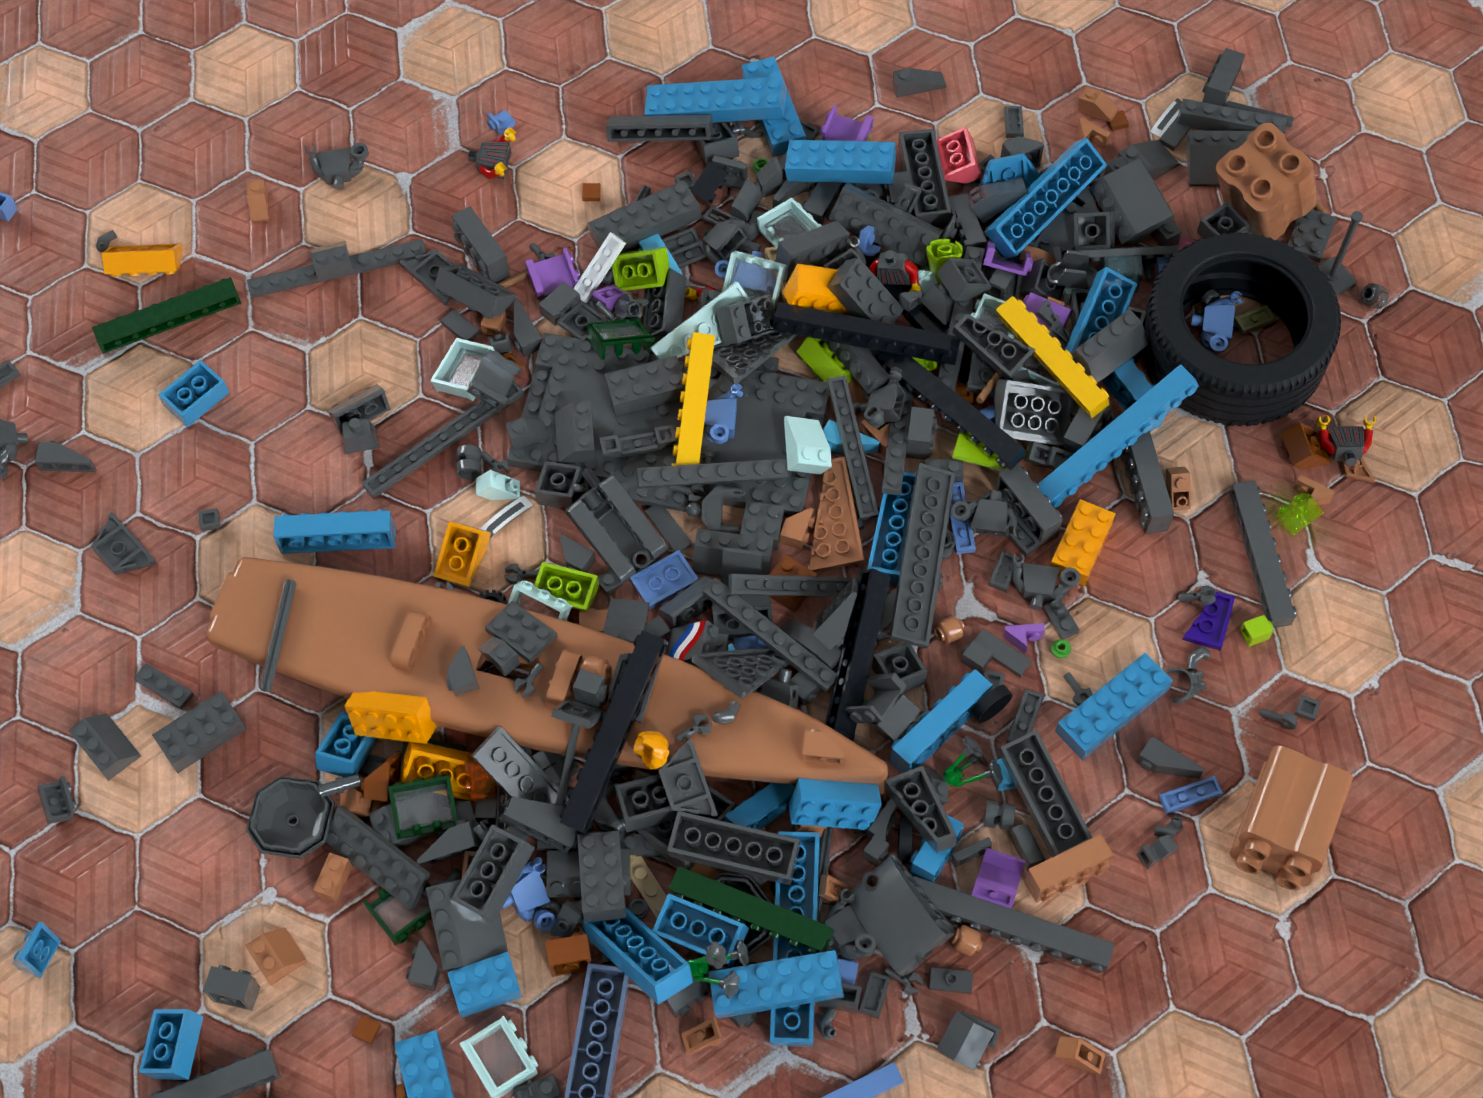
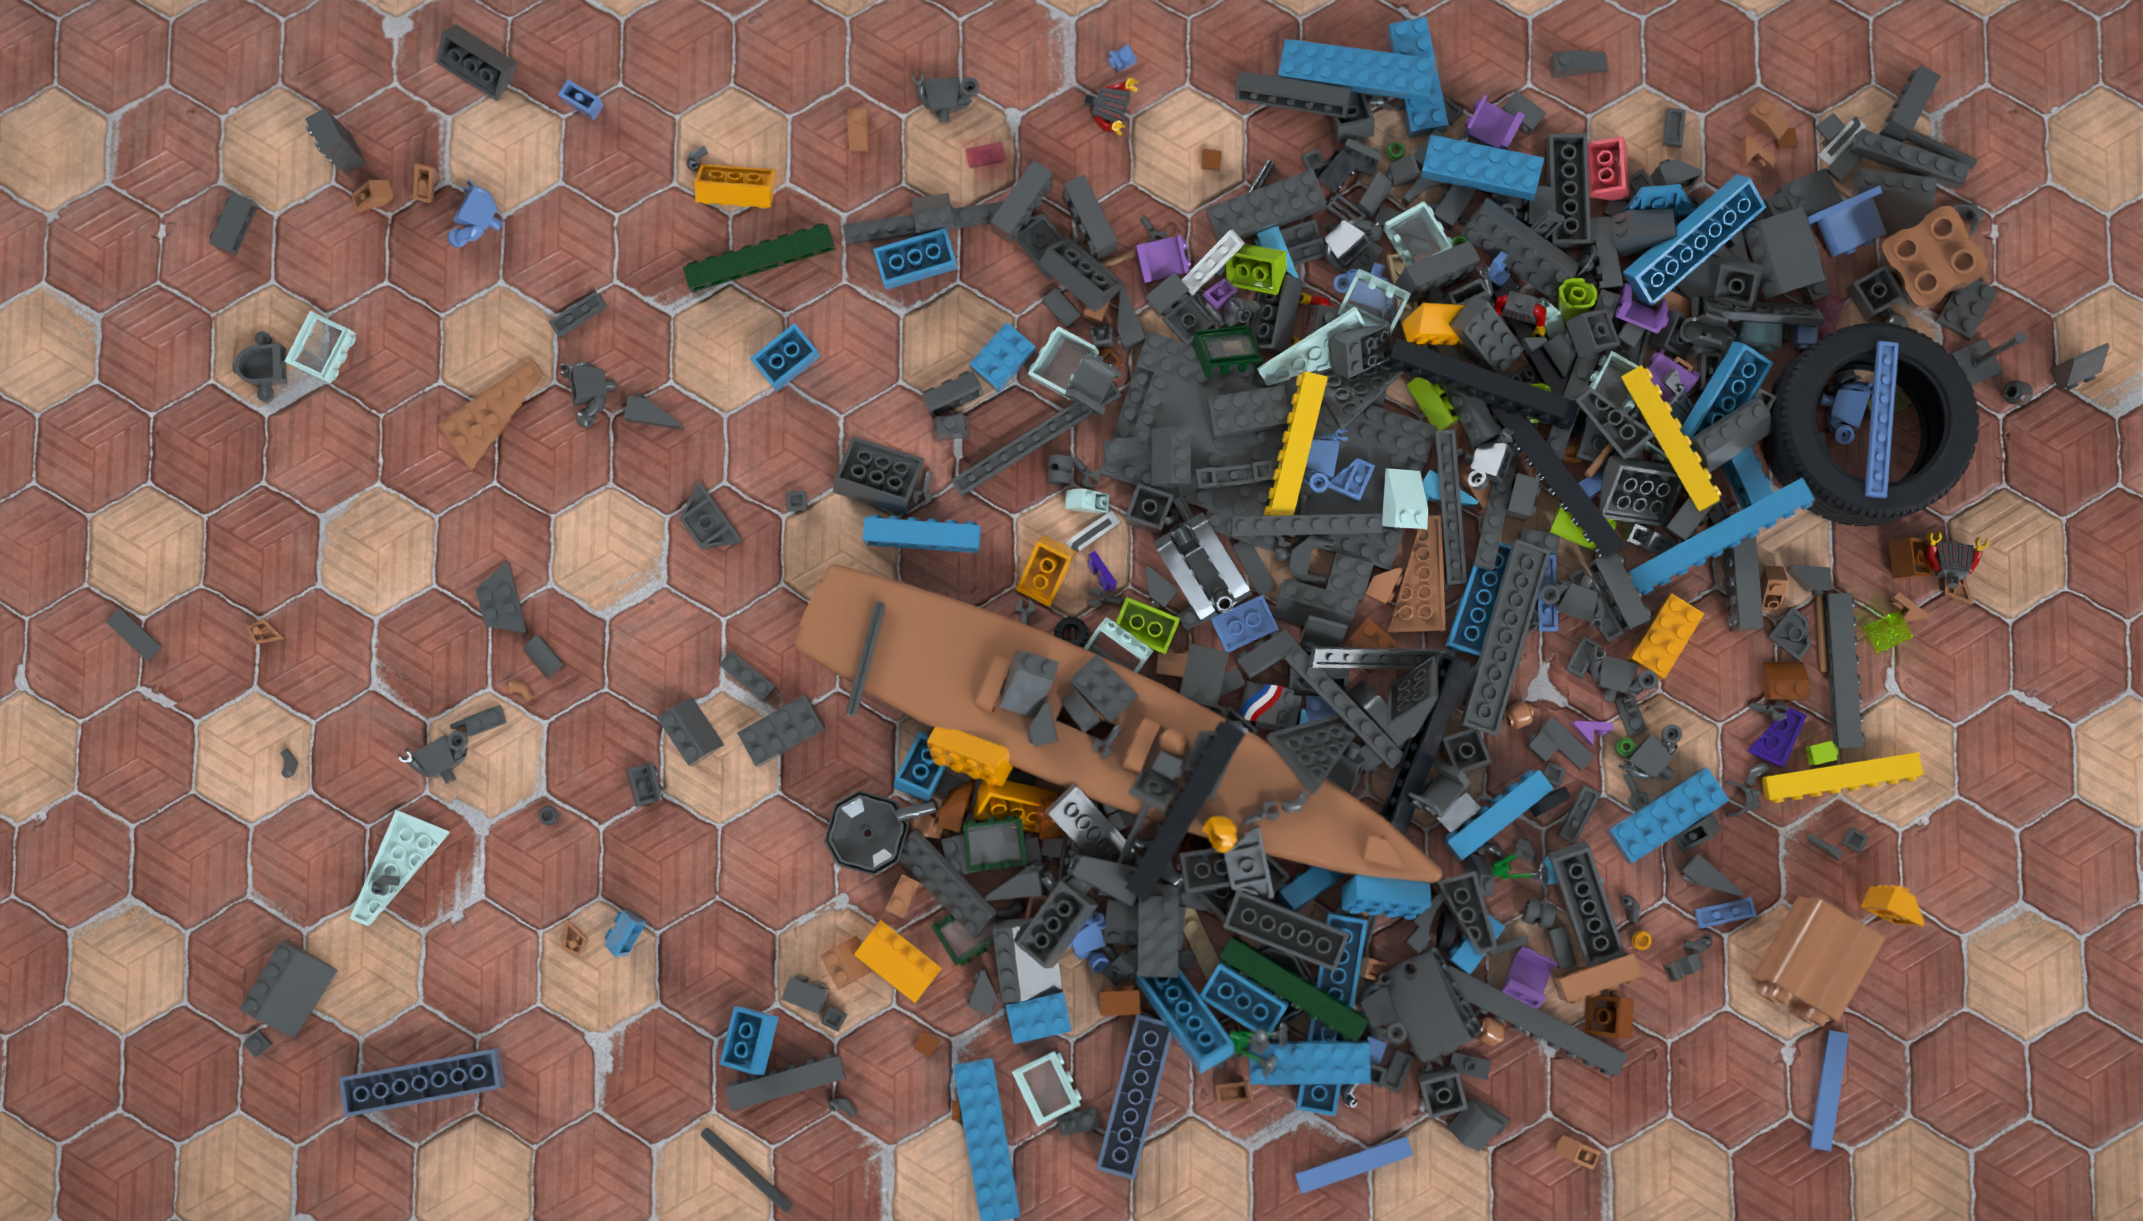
camera: 10 degrees right, 20 degrees up
(264, 1014) = (834, 1018): none -> dark grey plate
(288, 487) = (878, 475): none -> dark grey slope
(316, 297) = (915, 258): none -> dark azure brick
(330, 943) = (897, 961): none -> light orange slope
(336, 497) = (924, 490): none -> flat silver bar
(379, 209) = (985, 155): none -> clear pink plate
(406, 371) = (1002, 357): none -> dark azure brick
(413, 236) = (1021, 202): none -> dark grey brick
(442, 631) = (1028, 683): none -> dark grey slope
(515, 542) = (1097, 567): none -> dark purple plate
(754, 433) = (1352, 479): none -> medium blue wing
(882, 123) = (1532, 112): none -> dark grey brick
(924, 1006) = (1442, 1091): none -> dark grey brick
(937, 759) = (1492, 849): none -> dark grey arm
(1090, 651) = (1653, 756): none -> dark grey torso
(1090, 909) = (1609, 1016): none -> dark orange slope
(1095, 800) = (1632, 906): none -> dark grey arm
(1110, 831) = (1641, 940): none -> light orange plate
(1147, 719) = (1698, 832): none -> dark grey slope
(1156, 105) = (1830, 128): none -> dark grey panel
(1186, 171) = (1850, 223): none -> medium blue windscreen
(1206, 527) = (1792, 634): none -> dark grey plate
(1209, 570) = (1786, 681): none -> dark orange slope
(1214, 474) = (1811, 578): none -> dark grey slope
(1235, 525) = (1821, 633): none -> medium nougat bar
(1246, 309) = (1881, 419): none -> medium blue tile
(1281, 650) = (1842, 776): none -> yellow brick
(1334, 960) = (1829, 1090): none -> medium blue tile
(1360, 754) = (1893, 905): none -> light orange slope
(1426, 264) = (2080, 368): none -> dark grey slope

